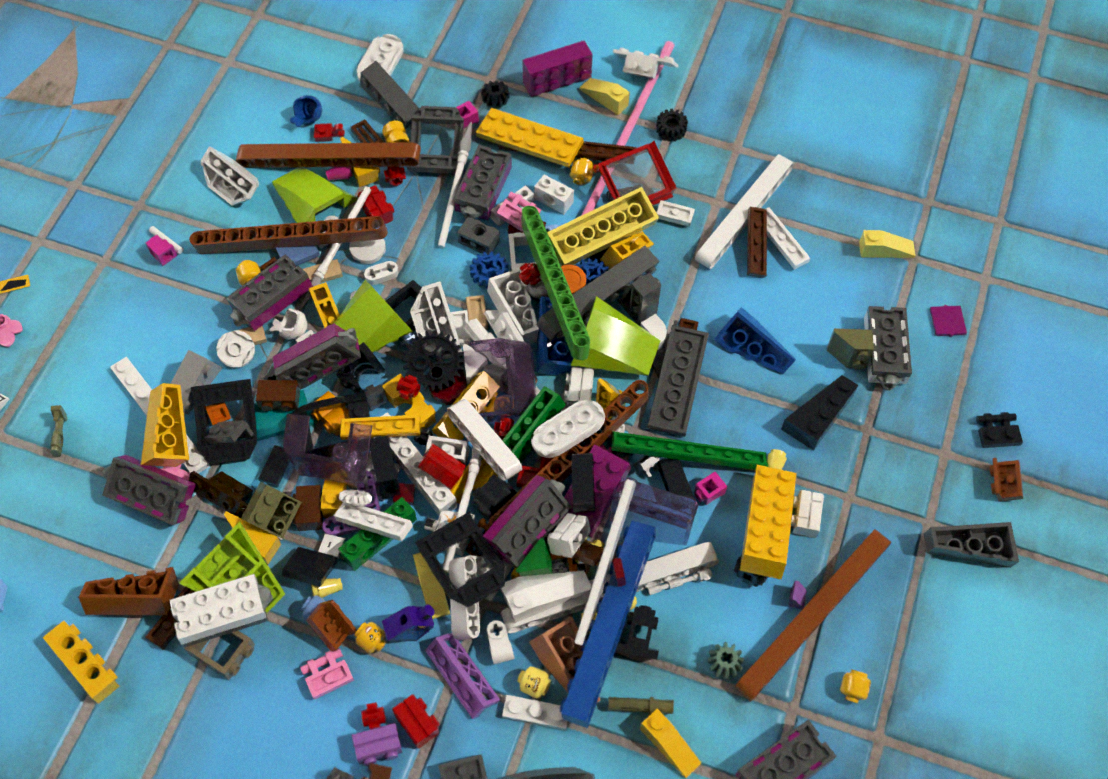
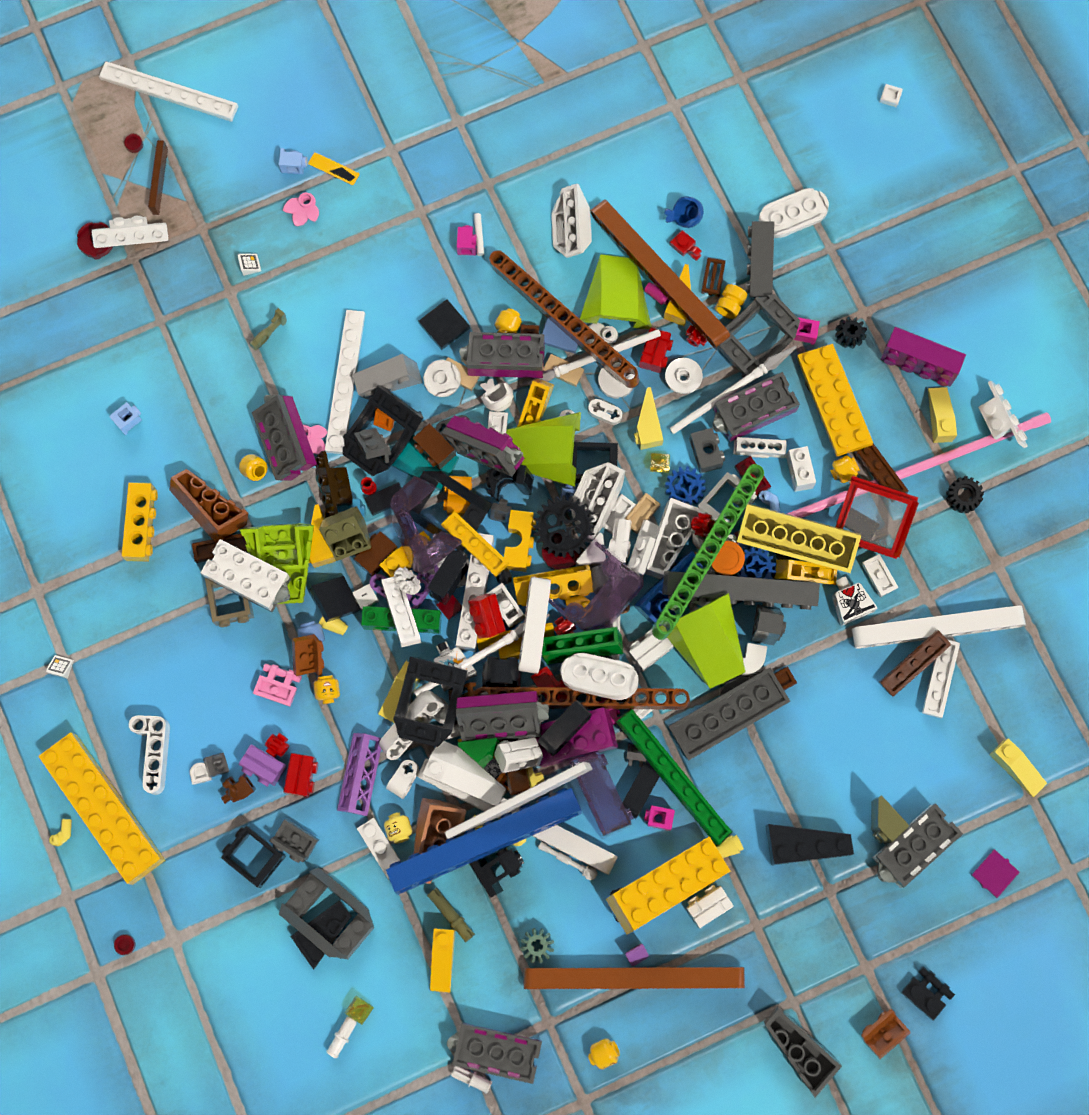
camera: 50 degrees right, 15 degrees up
(143, 534) = (253, 467): none -> yellow head
(165, 428) = (333, 401): yellow wedge -> none
(199, 316) = (444, 324): none -> black tile
(253, 467) = (371, 489): none -> red pin
(408, 387) = (524, 531): red gear -> none
(409, 200) = (687, 368): none -> white dish
(409, 623) = (360, 711): dark purple torso -> none
(423, 255) = (648, 427): none -> light yellow slope
(455, 270) = (660, 462): none -> clear yellow tile
(511, 212) = (747, 456): bright pink plate -> none
(606, 394) = (661, 678): yellow slope -> none
(620, 576) = (519, 817): dark red tile -> none
(676, 242) = (852, 602): none -> white torso
(750, 339) = (820, 736): blue wedge -> none

